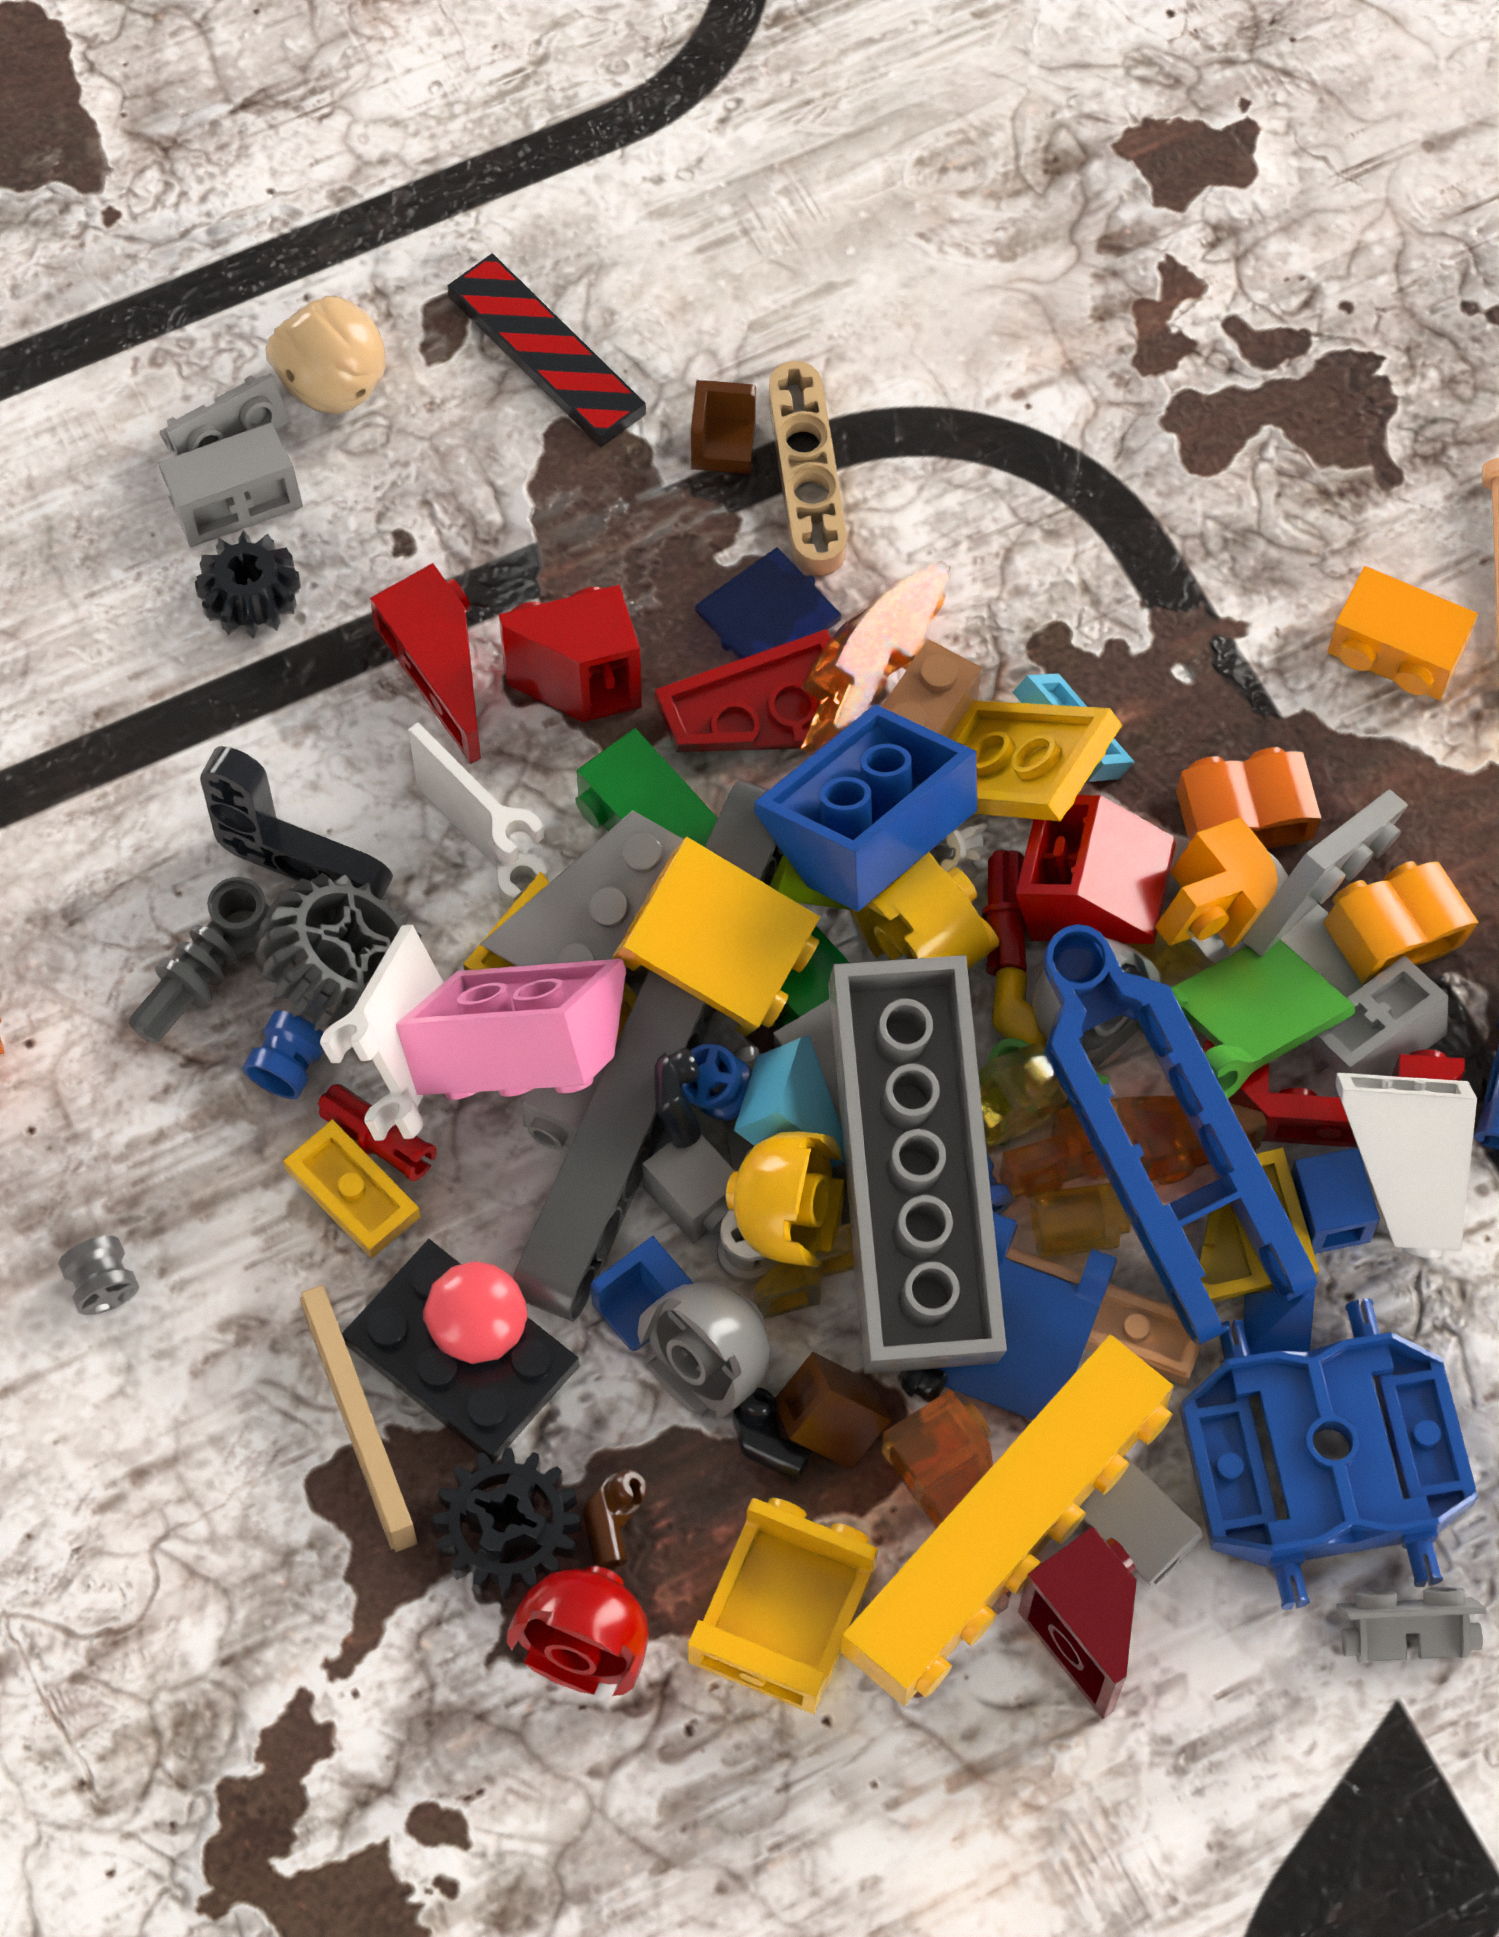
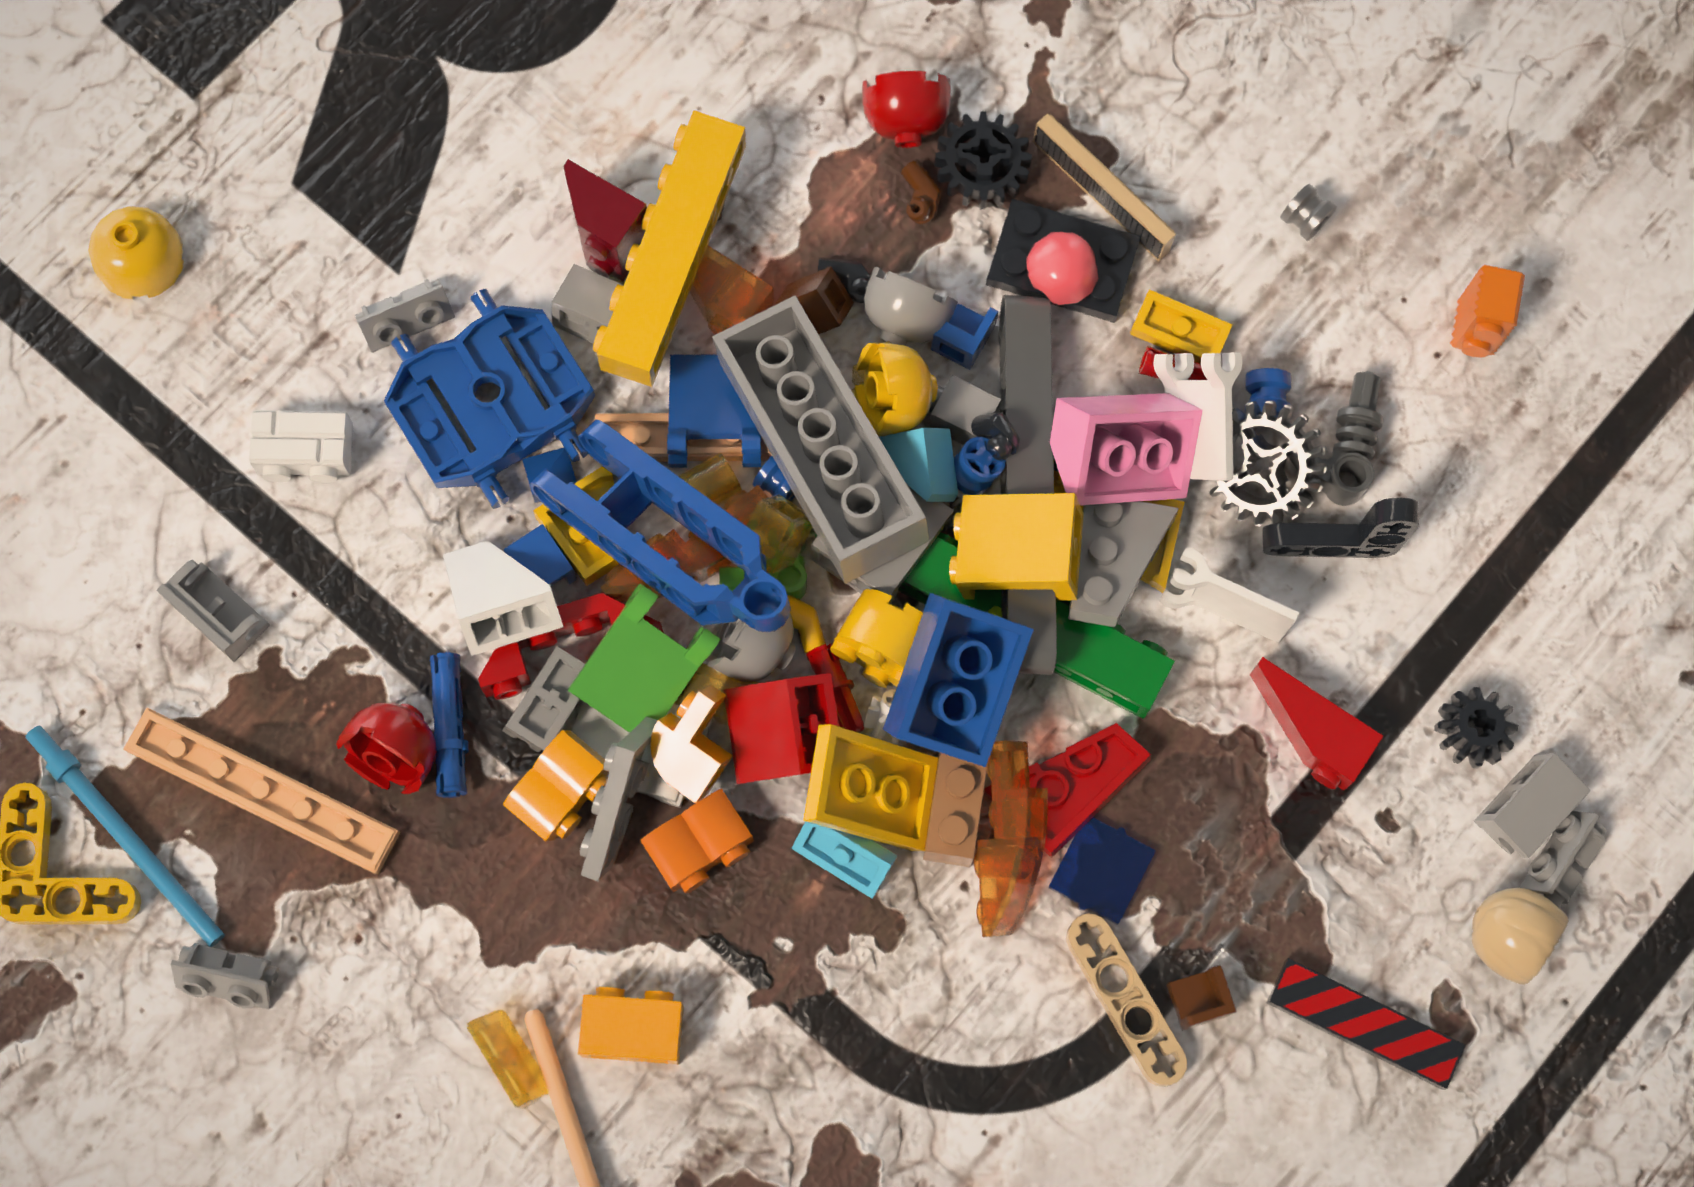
camera: 155 degrees right, 10 degrees up
(575, 653) = (1213, 747): red slope -> none
(784, 1604) = (794, 176): yellow panel -> none

